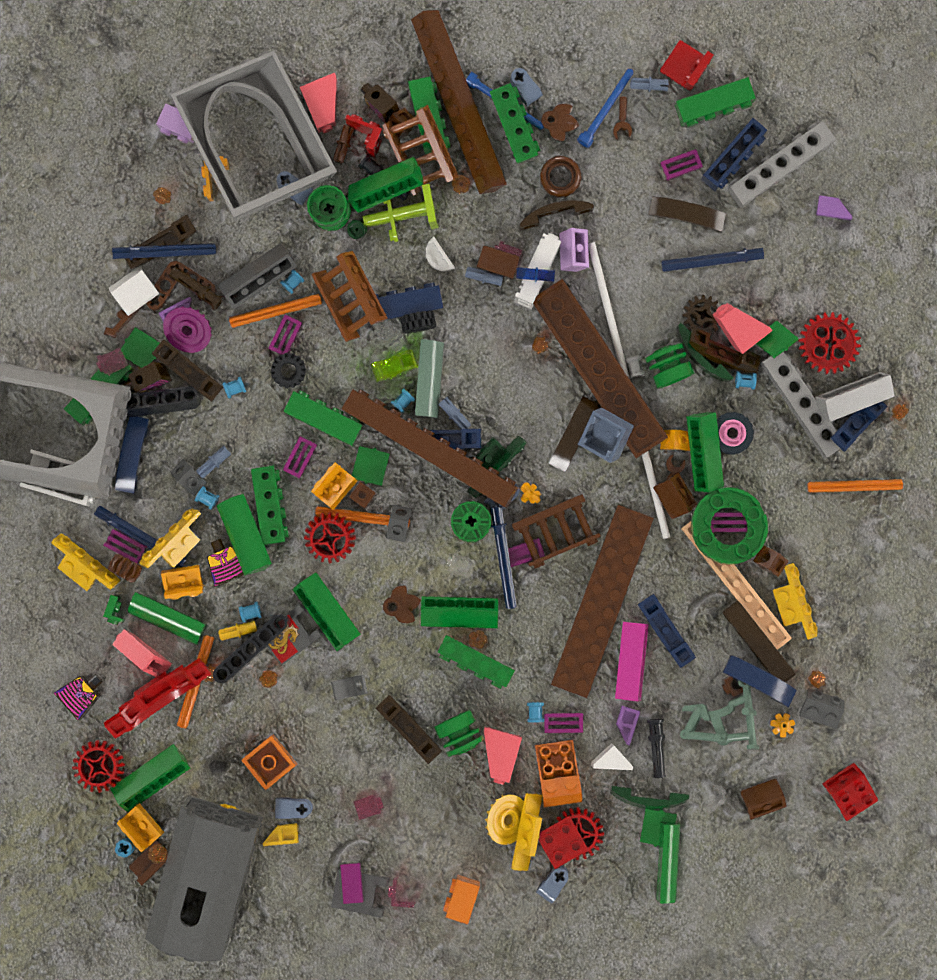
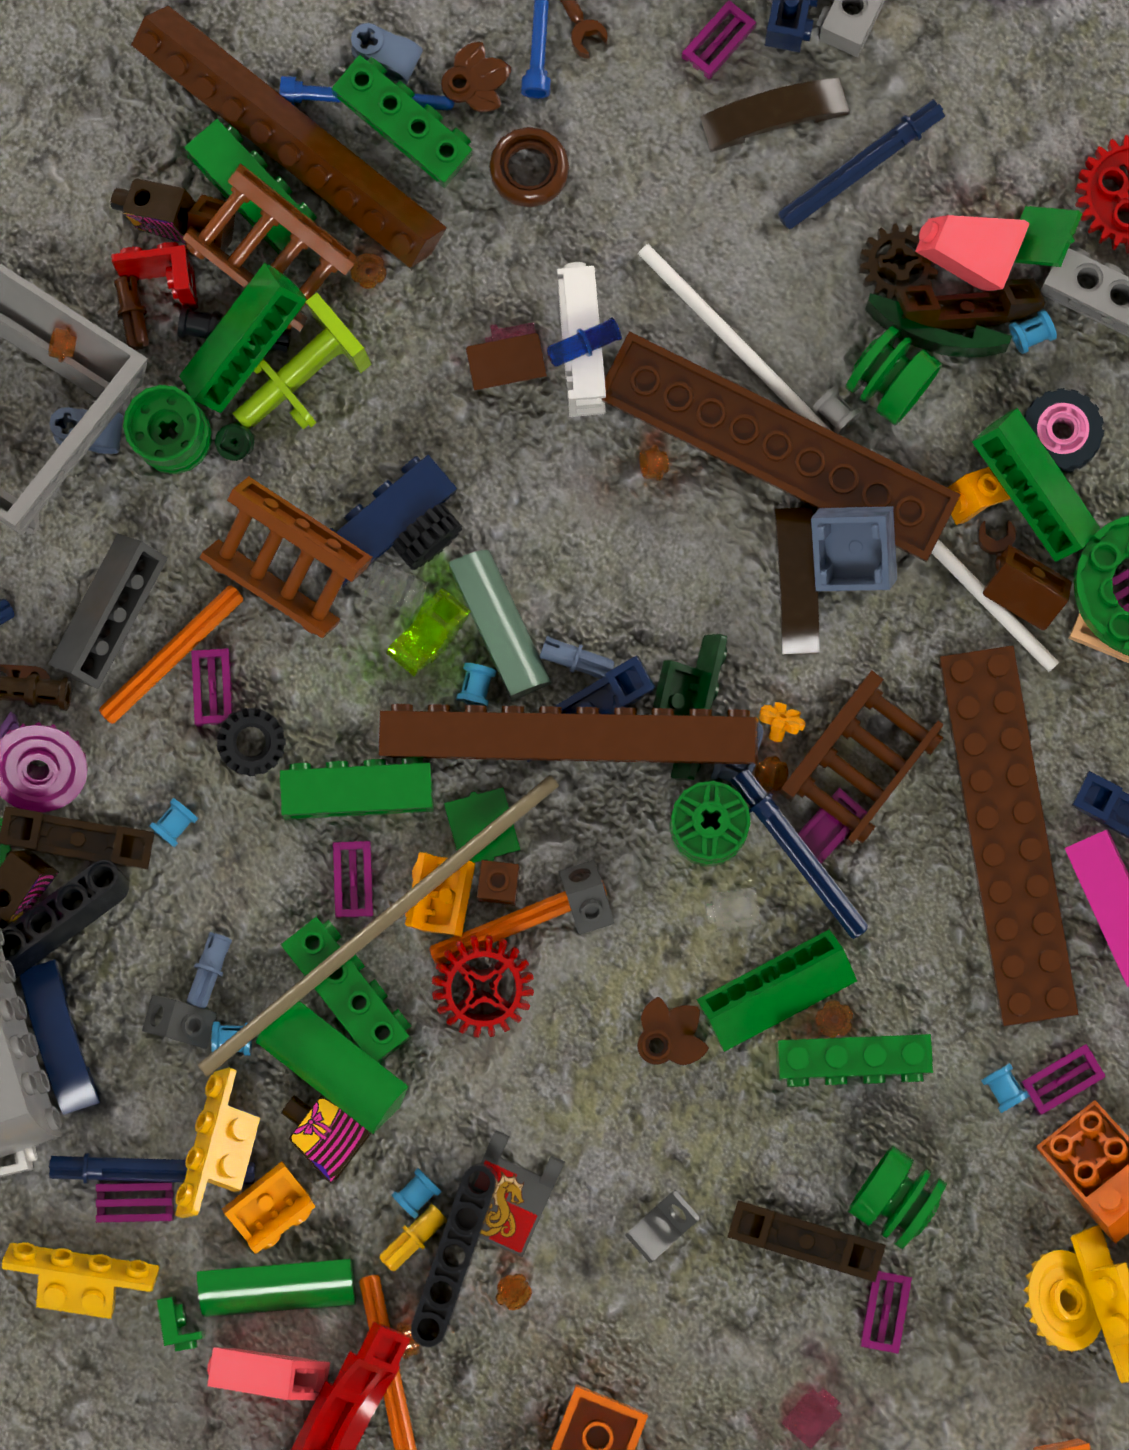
camera: 30 degrees left, 5 degrees down
(124, 568) = (155, 1239): reddish brown gear -> none
(292, 281) = (173, 588): dark azure bush -> none
(298, 485) = (377, 926): none -> dark tan piece
(302, 142) = (61, 344): none -> clear orange plate
(322, 101) = (54, 262): coral slope -> none
(326, 611) = (547, 1118): green brick -> none
(416, 792) = (900, 1315): none -> magenta tile
(437, 258) = (397, 413): white tile -> none
(484, 276) = (494, 400): sand blue axle -> none
(501, 753) = (989, 1193): coral slope -> none
(512, 515) = (771, 773): none -> clear orange plate
(574, 250) = (622, 273): lavender brick -> none
(578, 207) = (586, 199): dark brown slope -> none

